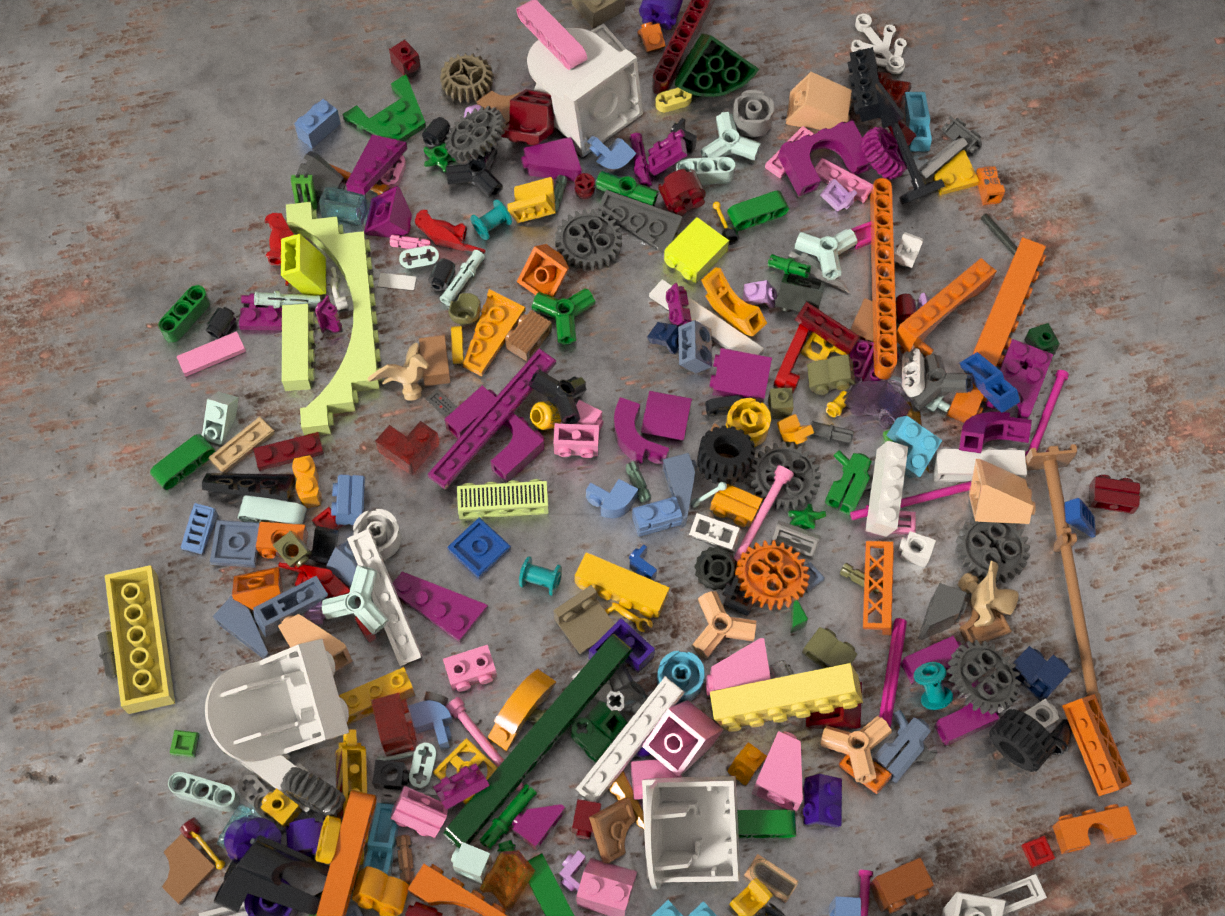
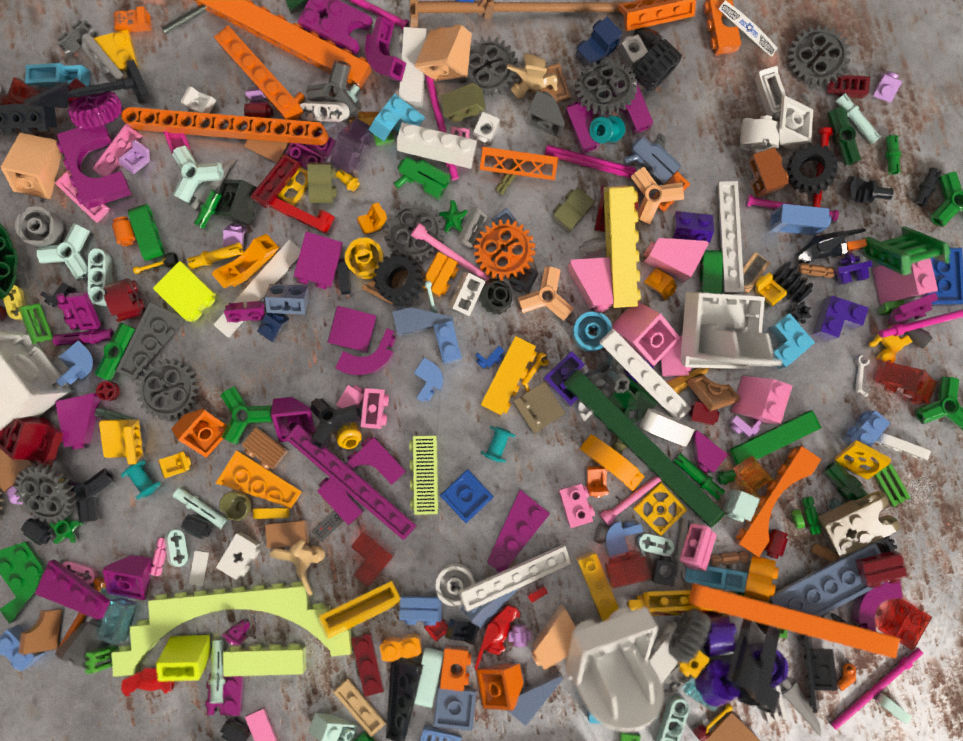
camera: 90 degrees left, 20 degrees up
(284, 544) = (463, 656): olive brick -> none
(291, 602) = (522, 659): sand blue slope -> none
(328, 839) = (729, 622): yellow beam -> none
(331, 142) = (43, 634): none -> medium nougat tile
(340, 302) = (218, 621): white piece -> none
(345, 604) = (512, 598): light aqua piece -> none
(350, 431) = (359, 610): none -> yellow brick
(410, 316) = (240, 544): none -> white brick
(444, 233) = (151, 524): red animal -> none
(460, 786) = (684, 512): magenta plate -> none
(497, 691) = (596, 481): none -> orange bracket
(507, 250) = (174, 464): none -> yellow bracket
(567, 770) = (667, 427): none -> white beam
(568, 353) = (288, 413): none -> magenta slope
(636, 123) = (39, 338): none -> bright green tile
(638, 481) = (412, 357): sand green axle -> none
(735, 269) = (207, 258): none -> yellow pin
(756, 188) = (123, 231): none -> orange brick
(780, 402) = (345, 228): olive brick -> none
(798, 617) = (542, 232): green slope -> none
(814, 846) = (730, 237): none -> white plate
(832, 432) = (374, 188): dark grey axle -> none
(943, 518) = (463, 102): none -> olive brick
(950, 875) = (759, 134): none -> white brick
(990, 382) = (340, 45): blue slope -> none
(1038, 851) = (735, 68): red tile -> none
(1092, 863) = (748, 27): none -> white sticker

